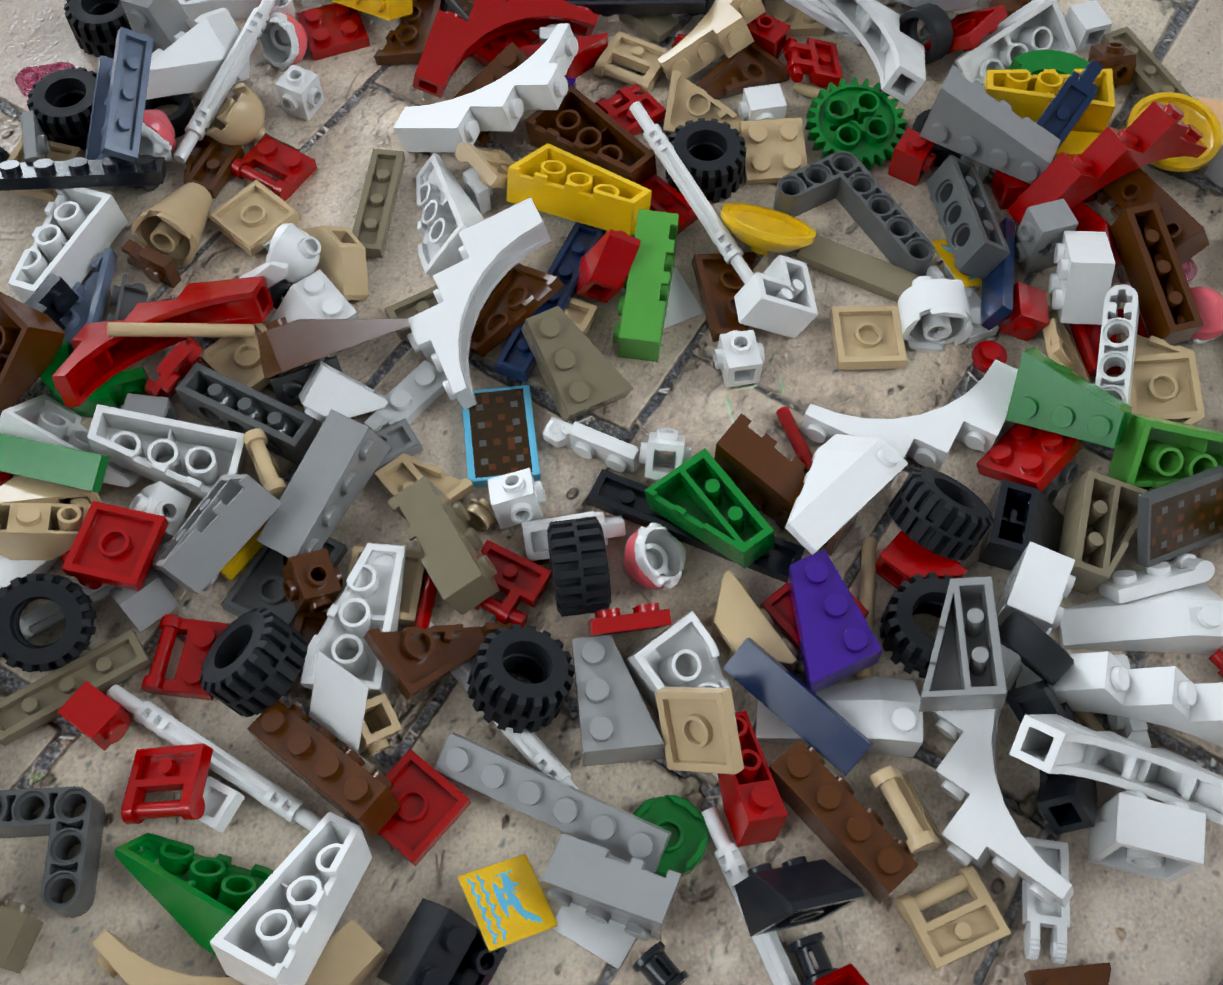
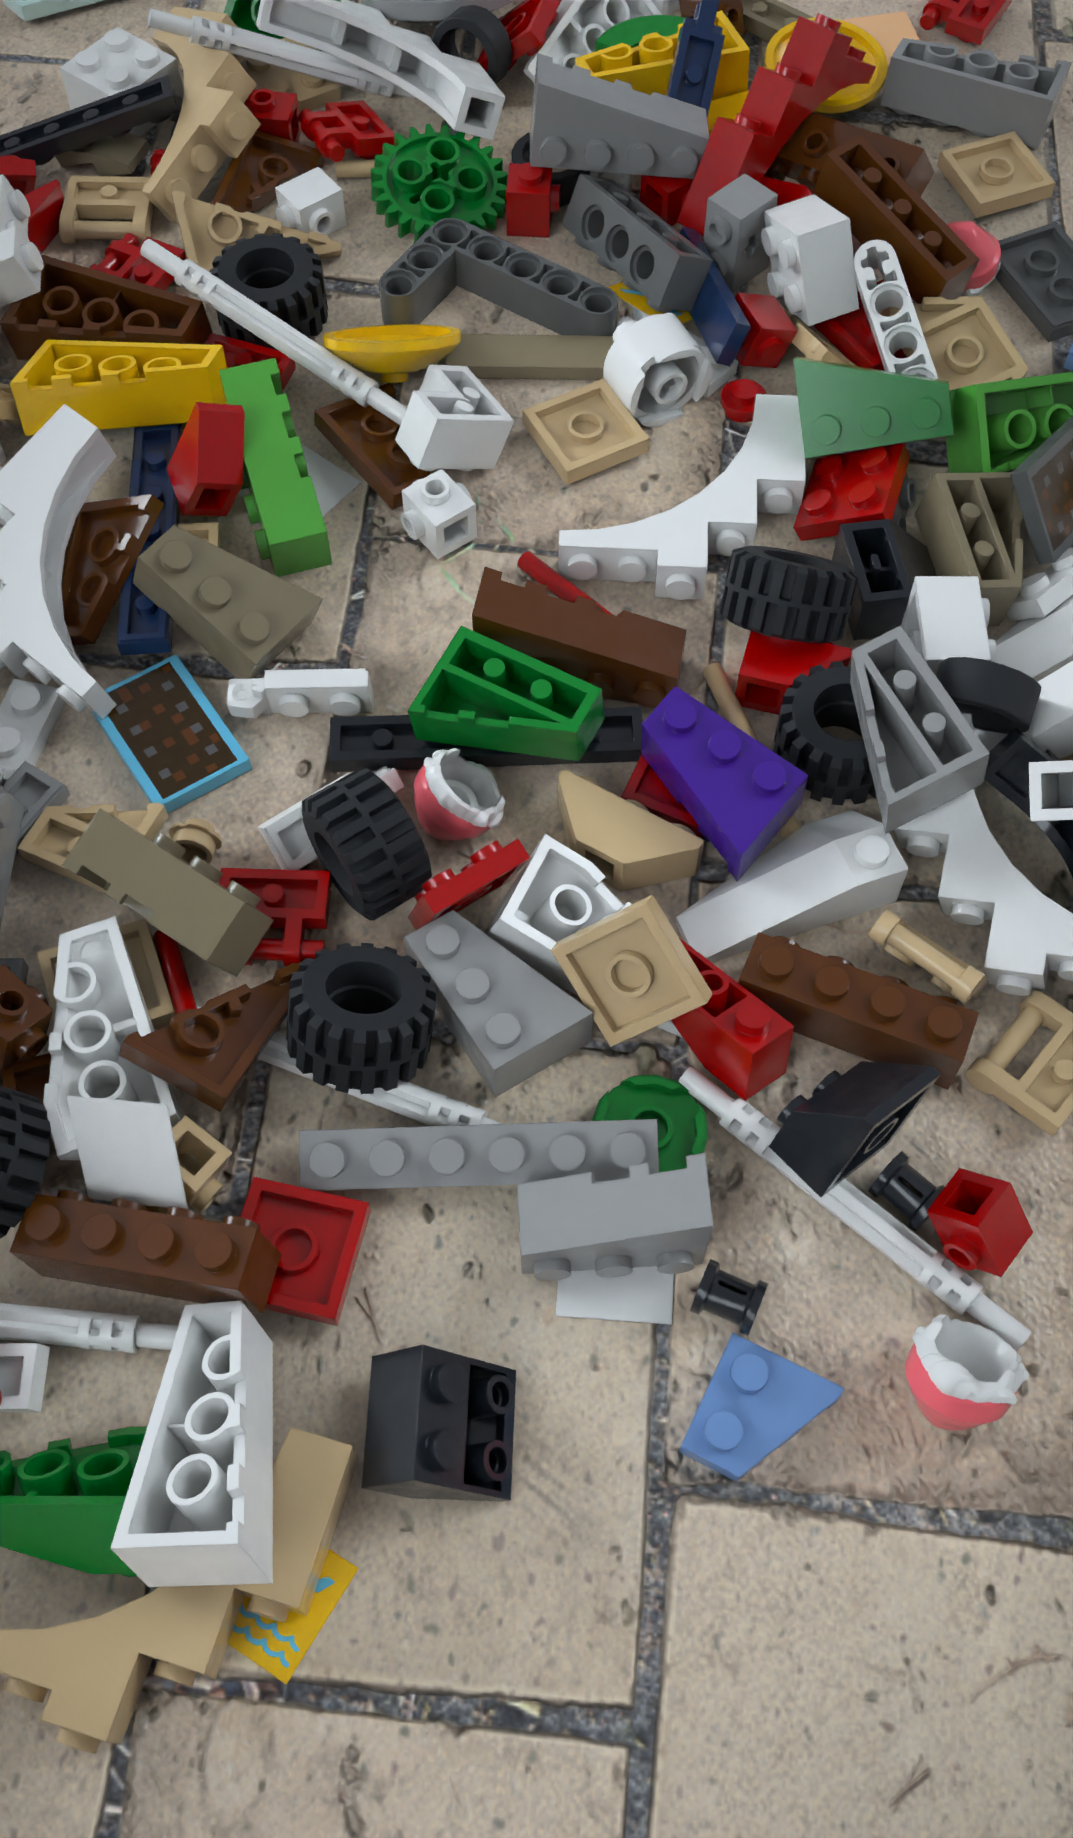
camera: 25 degrees left, 0 degrees up
(507, 902) = (486, 1308): yellow sticker -> none
(516, 498) = (235, 798): white brick -> none
(664, 440) = (422, 660): white brick -> none
(772, 149) = (352, 250): tan plate -> none
(797, 706) = (734, 893): dark blue tile -> none
(840, 484) = (652, 605): white wedge -> none

